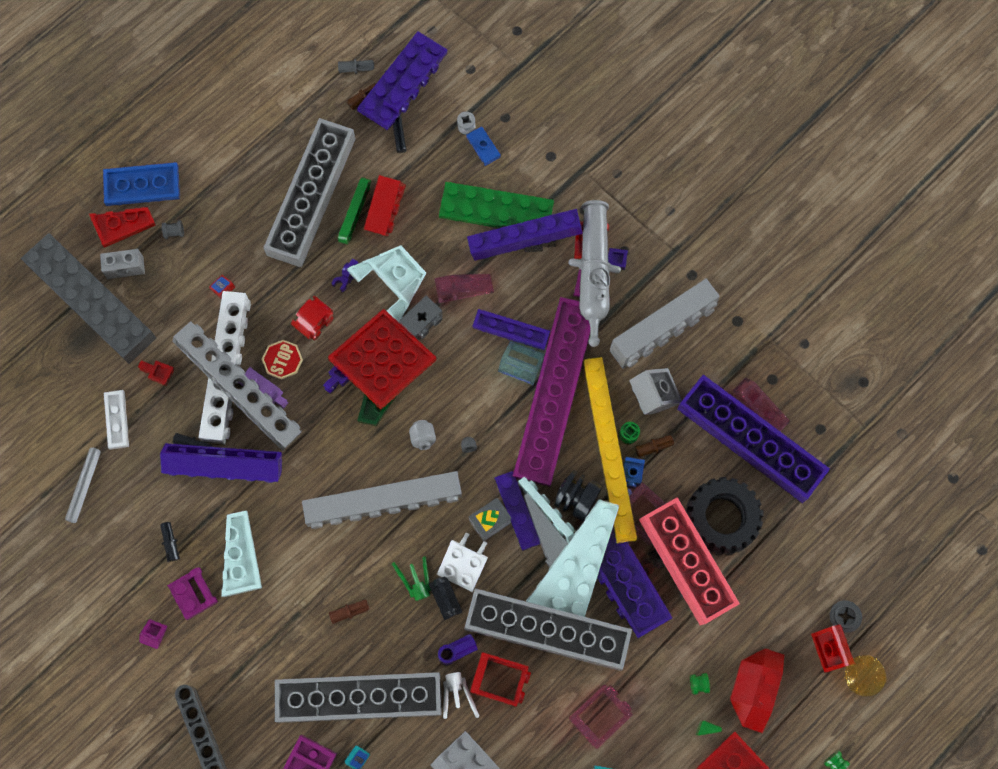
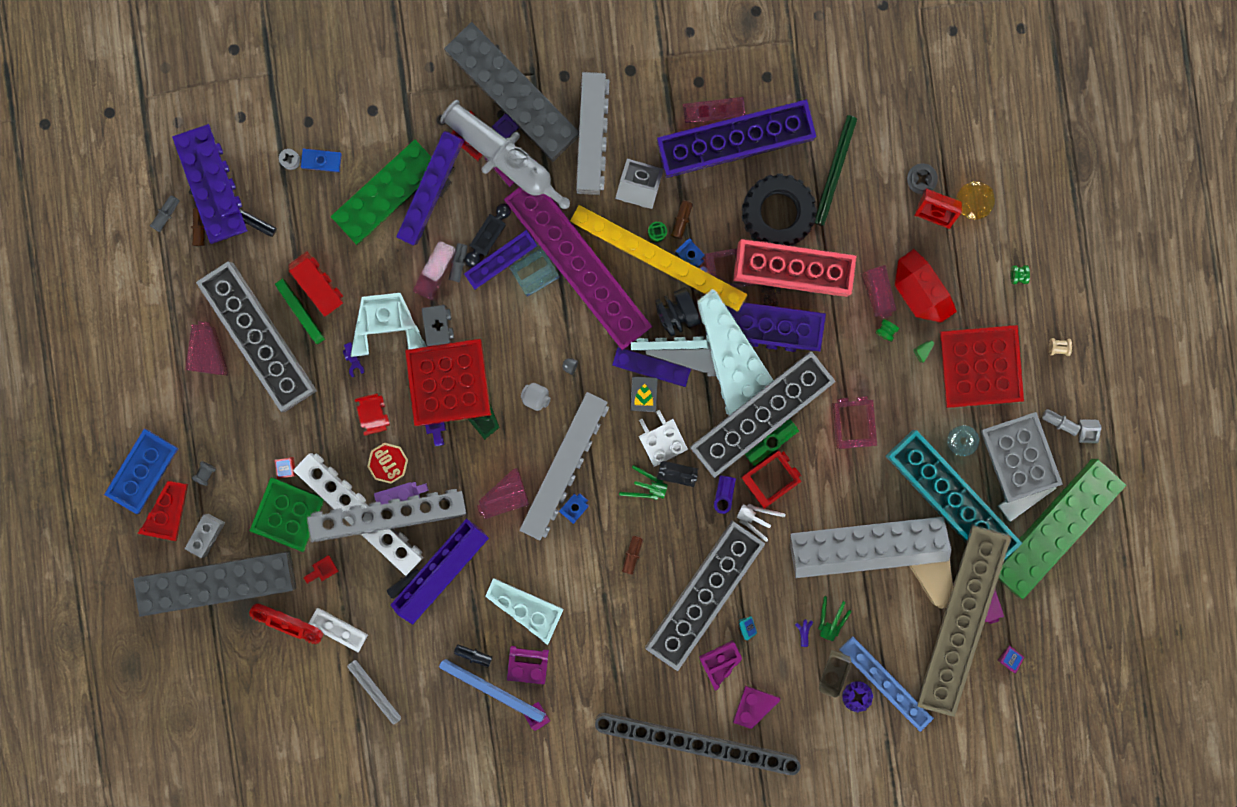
camera: 50 degrees left, 15 degrees up
(92, 375) = (286, 623): none -> red plate
(149, 578) = (492, 690): none -> medium blue tile
(179, 306) = (285, 513): none -> green plate
(271, 164) = (205, 350): none -> clear pink slope
(322, 470) = (504, 497): none -> clear pink slope
(359, 539) = (567, 511): none -> blue brick
(484, 299) = (458, 262): none -> dark grey axle
(523, 305) = (487, 235): none -> black plate
(545, 660) = (781, 434): none -> green piece
(647, 243) = (512, 91): none -> dark grey brick
(726, 650) = (879, 291): none -> clear pink slope
(793, 539) = (835, 170): none -> dark green axle

